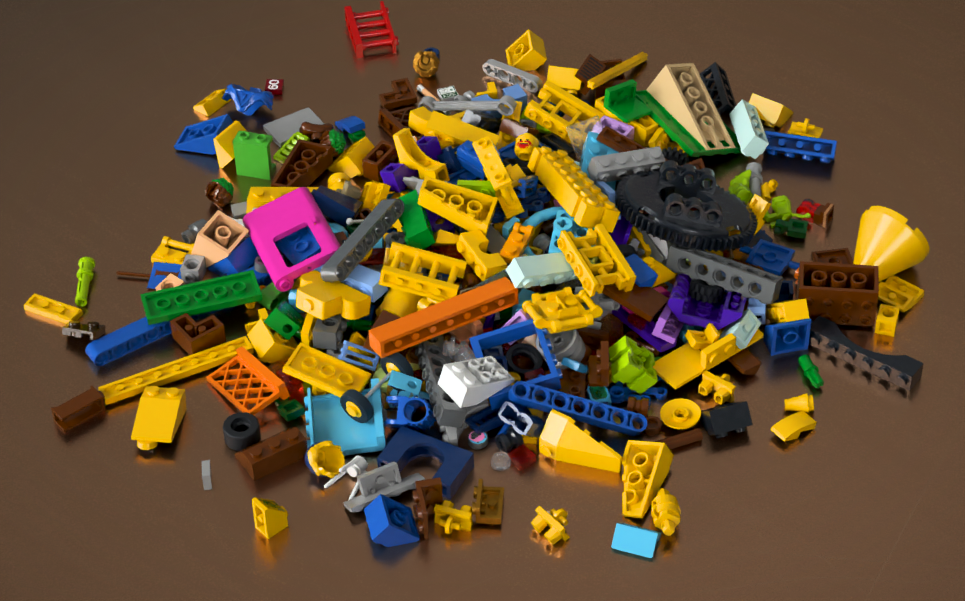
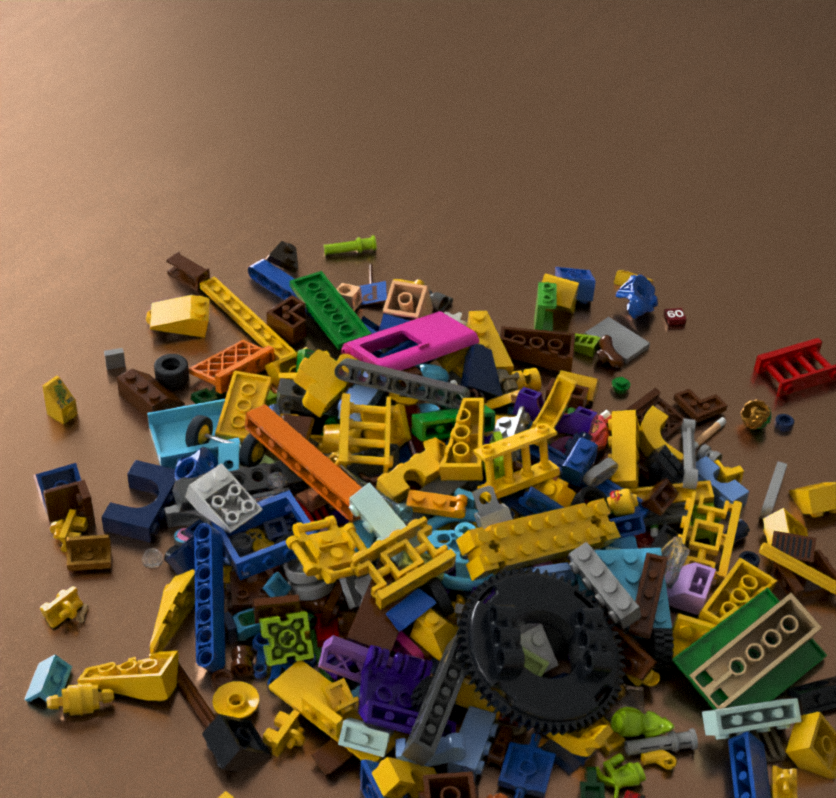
camera: 75 degrees right, 0 degrees up
(52, 309) = (314, 238): yellow tile -> none
(193, 268) = (376, 305): light grey brick -> none
(220, 192) = (492, 302): reddish brown piece -> none
(324, 459) = (134, 426): yellow hair -> none
(335, 140) = (592, 364): green piece -> none
(350, 124) = (632, 375): blue slope -> none
(354, 468) = (132, 452): white plant -> none
(384, 481) = (106, 473): light grey bracket -> none
(447, 93) = (720, 443): tile -> none
(522, 457) = (161, 575): clear red tile -> none
(551, 203) = (491, 512): none -> light grey piece
(622, 102) = (734, 580): green bracket -> none

